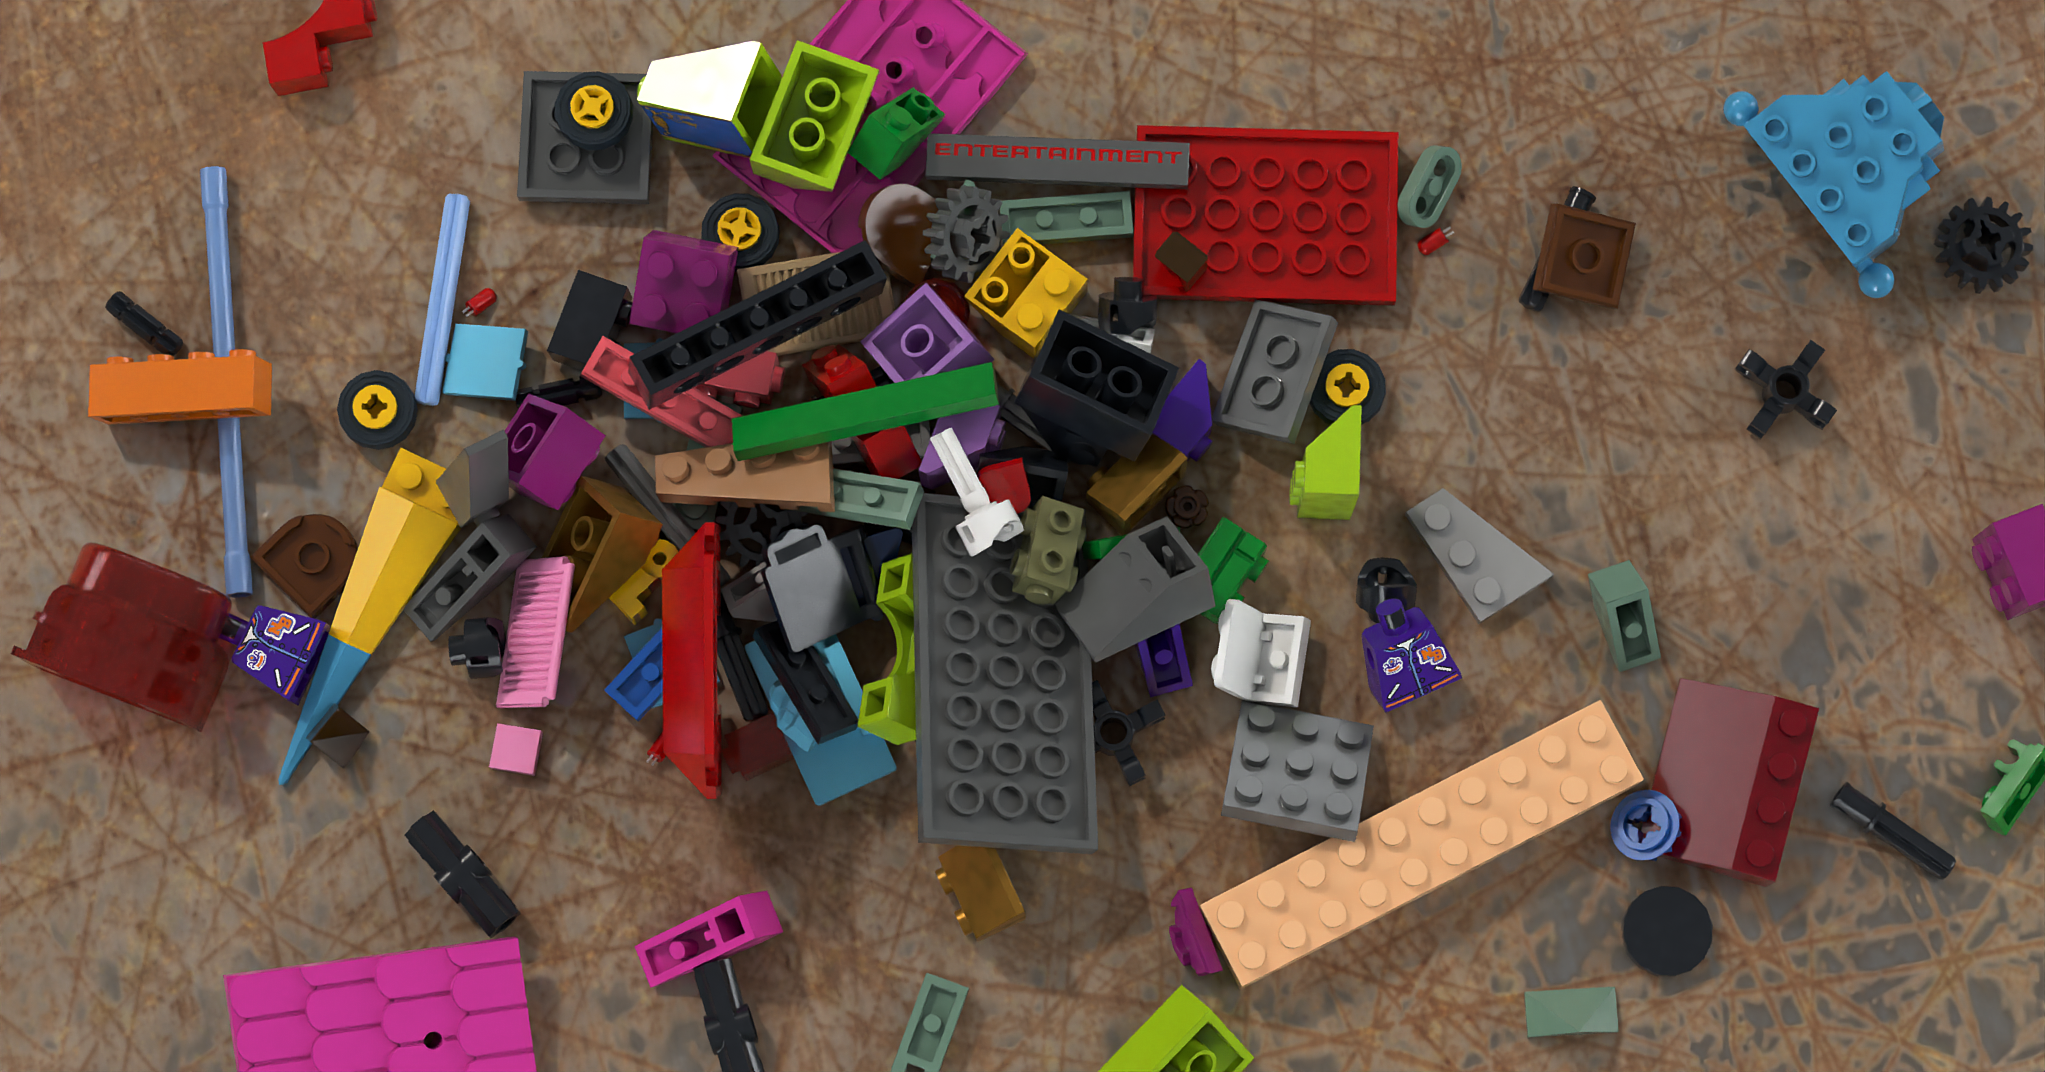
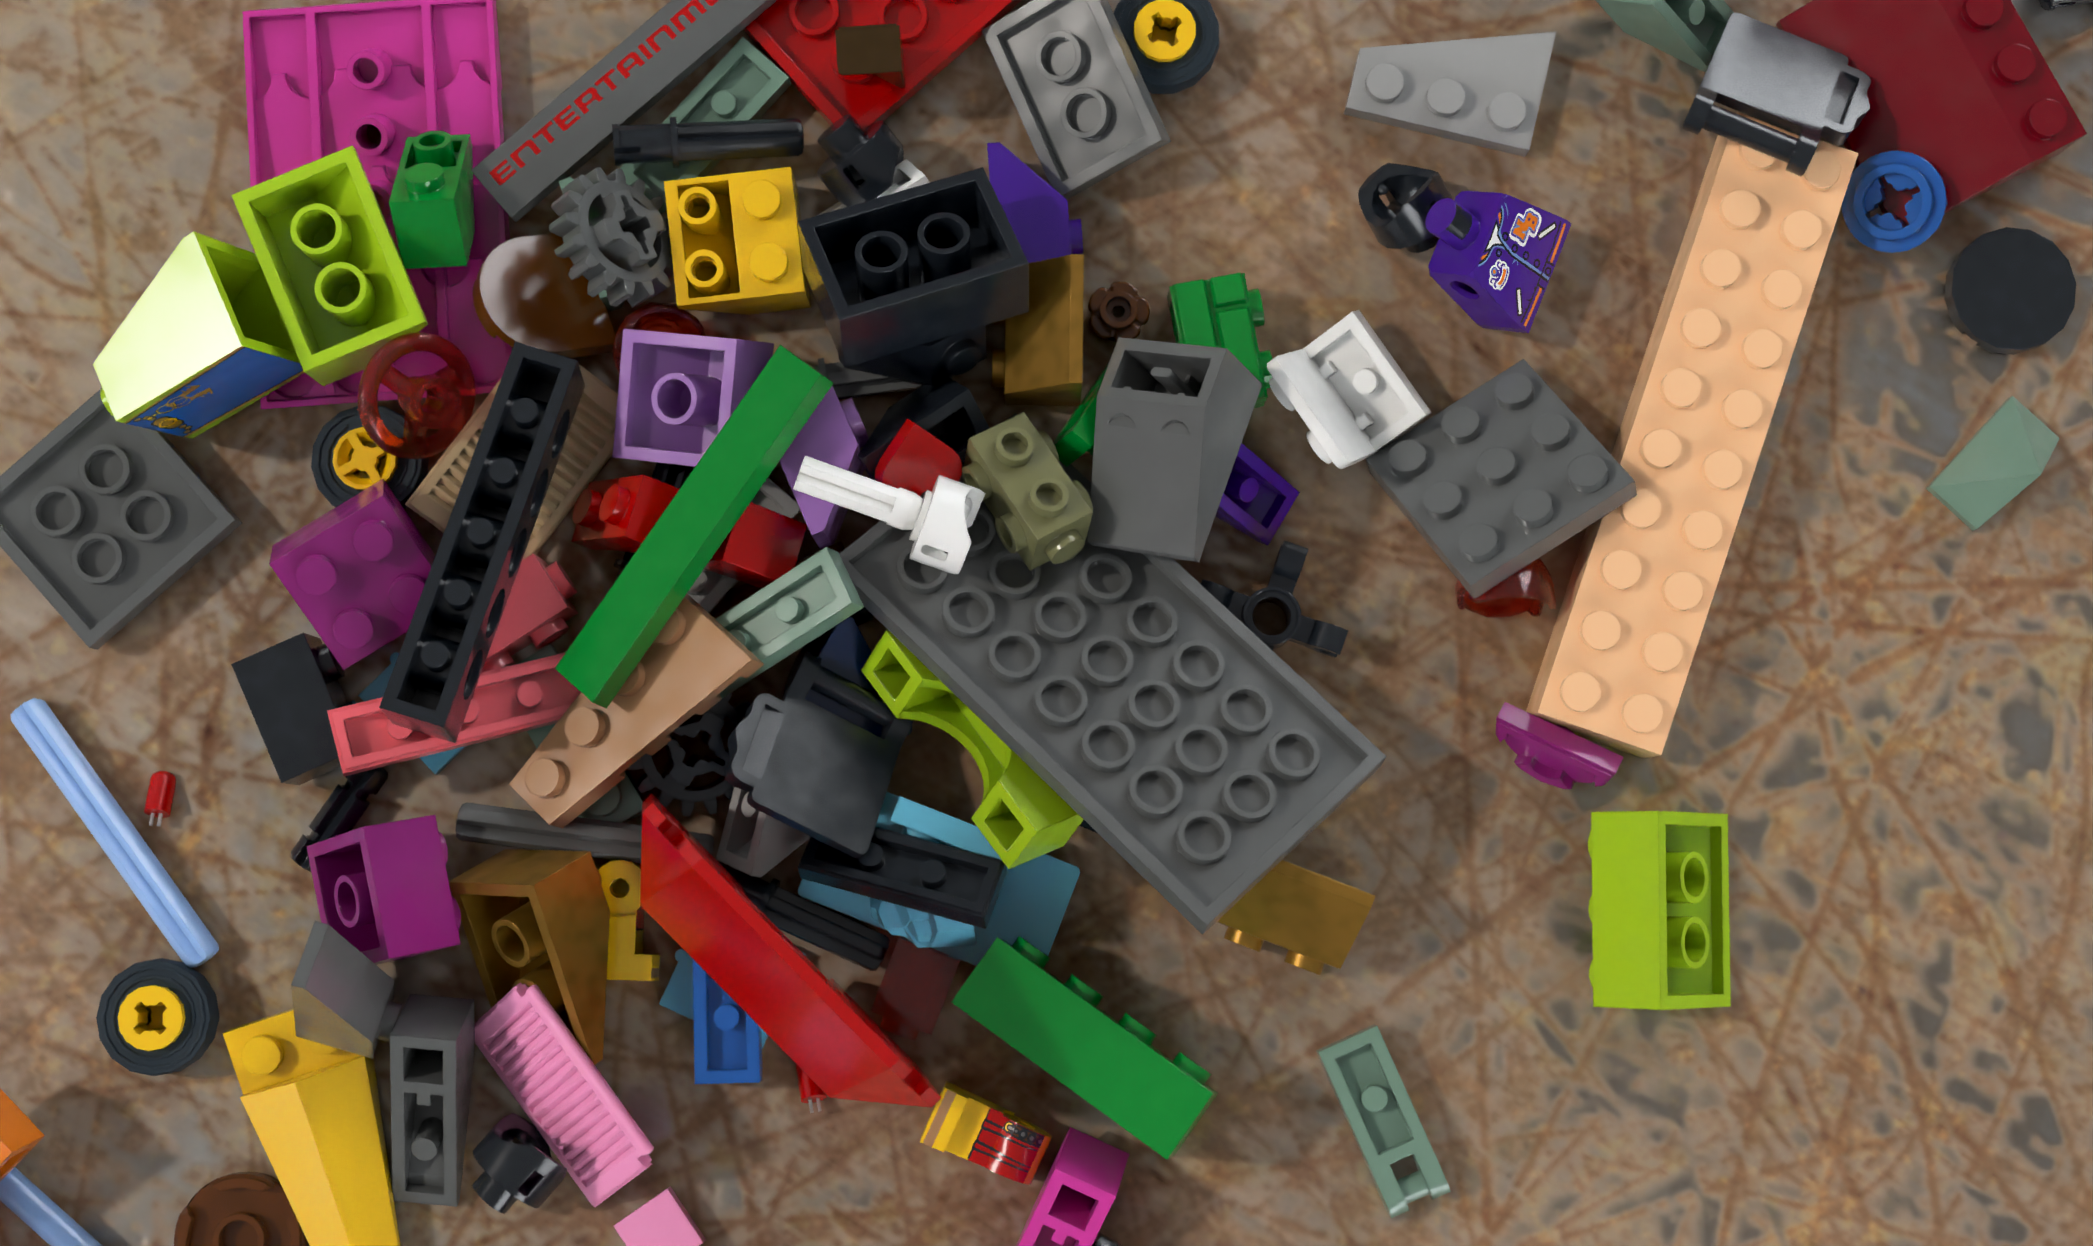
camera: 50 degrees left, 5 degrees up
(485, 361) = (227, 855): medium azure piece -> none
(586, 96) = (60, 466): black wheel -> none
(721, 853) = (985, 1134): none -> leg
(802, 240) = (446, 407): none -> clear red piece
(812, 857) = (1086, 1047): none -> green wedge
(1059, 227) = (707, 140): none -> black axle
(1250, 837) = (1515, 595): none -> clear red hair
(1329, 475) = (1246, 127): lime slope -> none
(1640, 707) = (1783, 84): none -> piece

